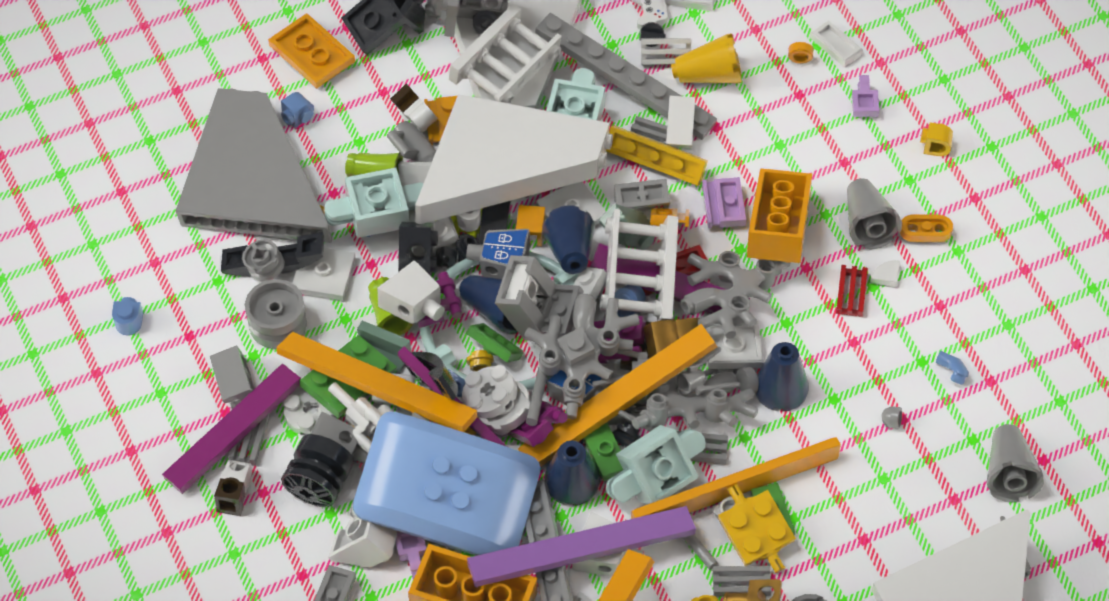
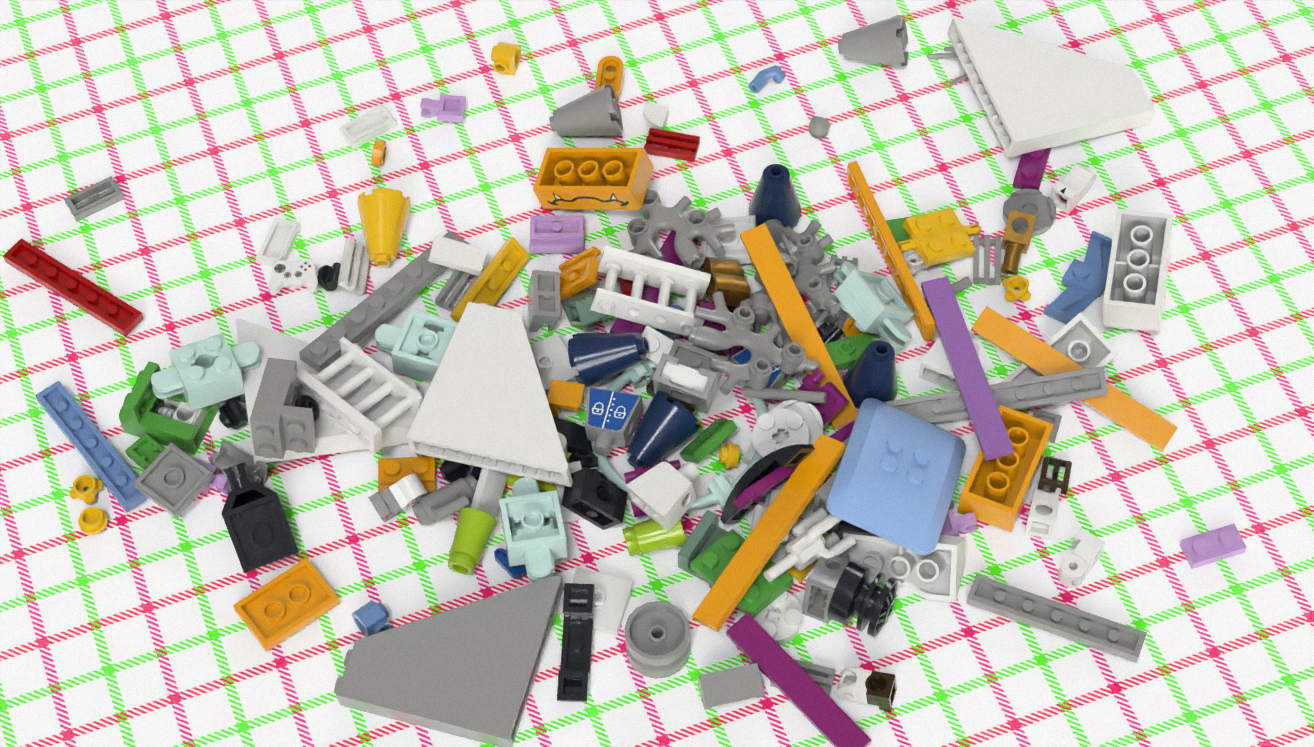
camera: 85 degrees left, 0 degrees up
(263, 260) = (579, 661): light grey wheel -> none
(576, 346) = (749, 345): light grey plate -> none

